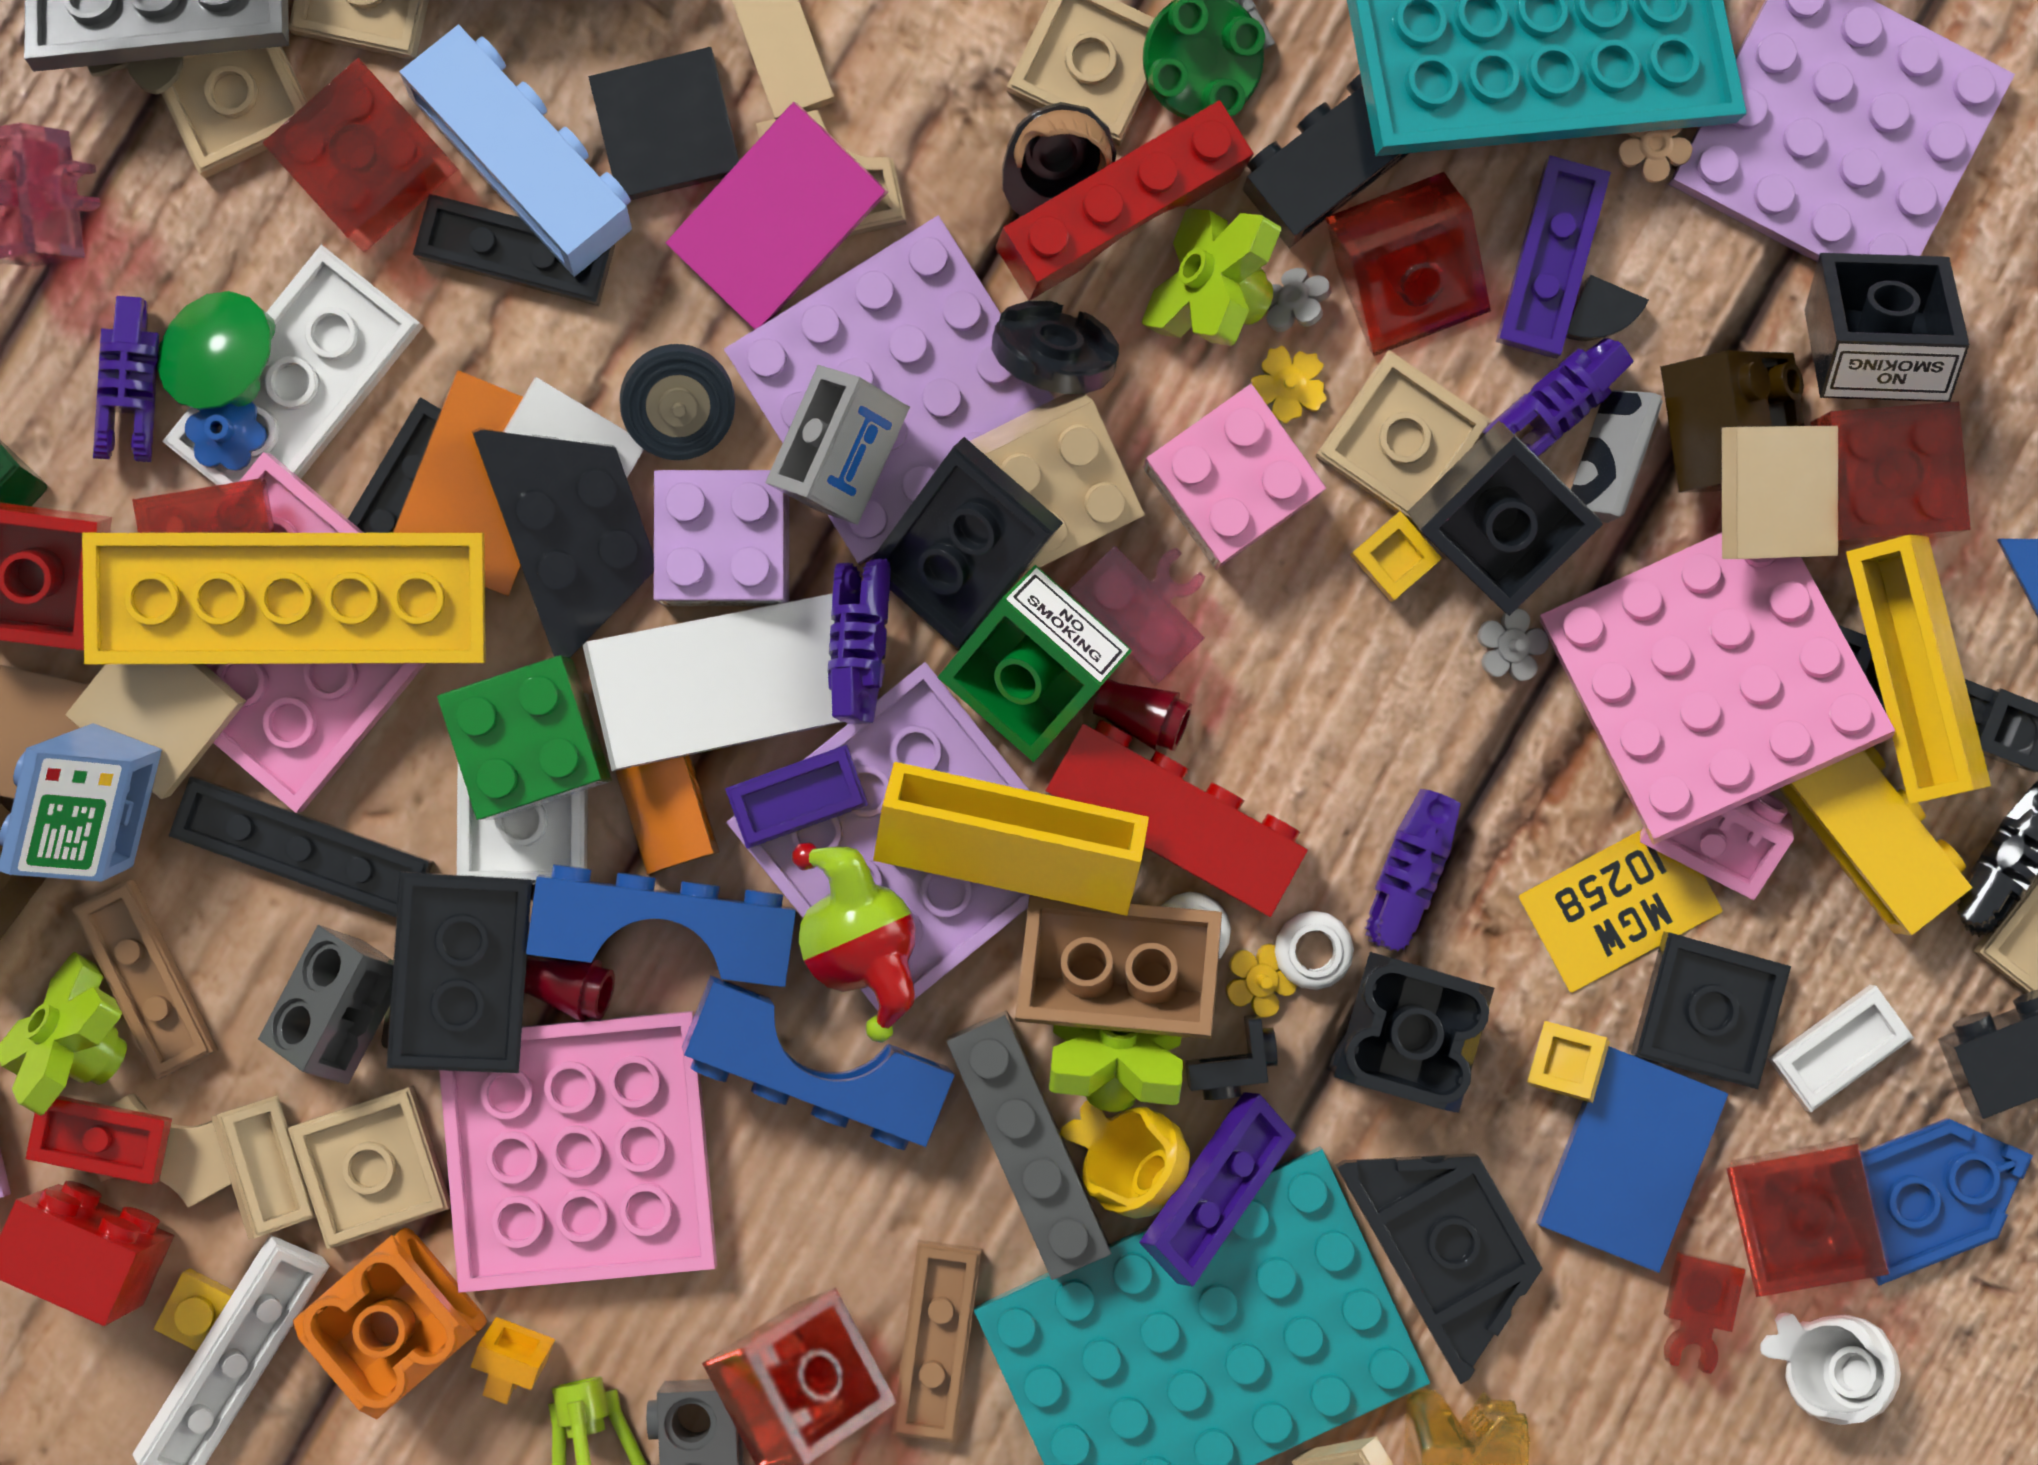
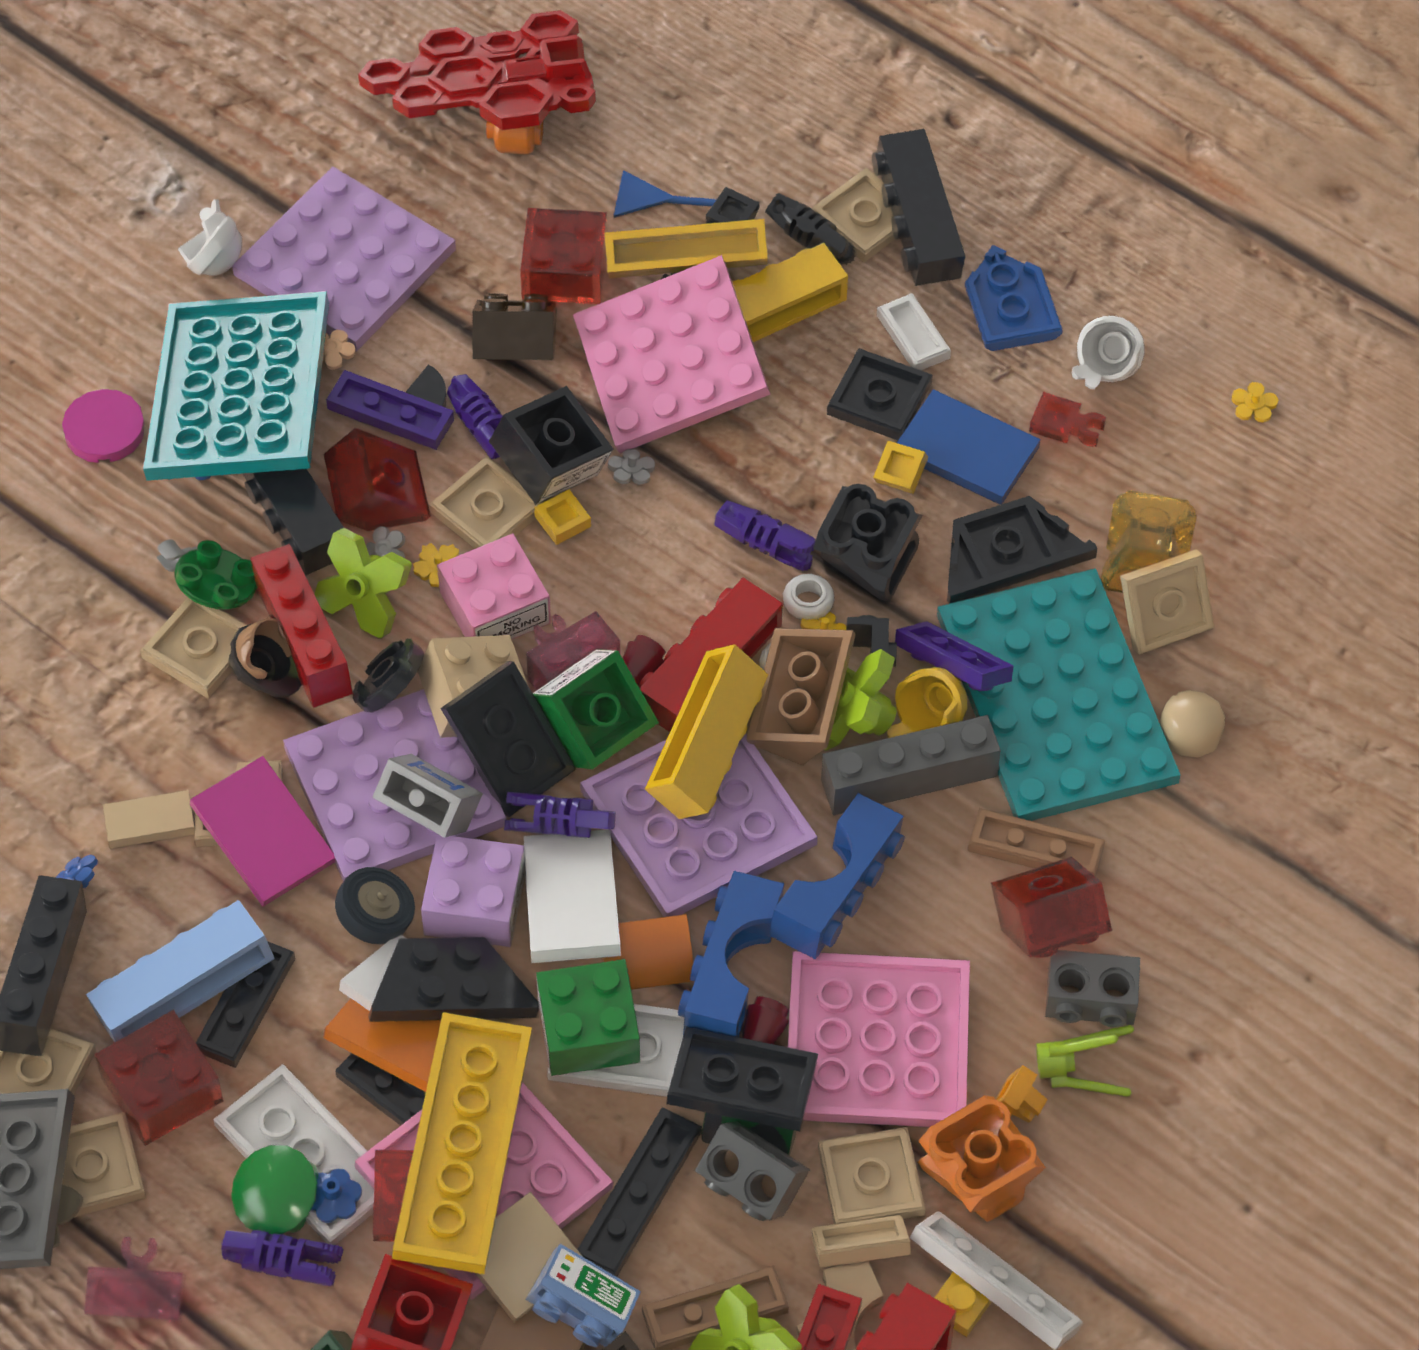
camera: 85 degrees left, 30 degrees down
(665, 123) = (178, 893): black tile -> none
(797, 796) = (657, 864): dark purple tile -> none
(858, 935) = (755, 828): piece -> none
(1615, 908) = (804, 435): yellow sticker -> none
(1616, 452) = (514, 386): light grey slope -> none
(1735, 846) = (782, 365): bright pink bracket -> none
(1779, 492) = (564, 297): tan tile -> none
(1808, 1217) = (1013, 349): clear red brick -> none
(1886, 327) = (474, 238): black brick -> none

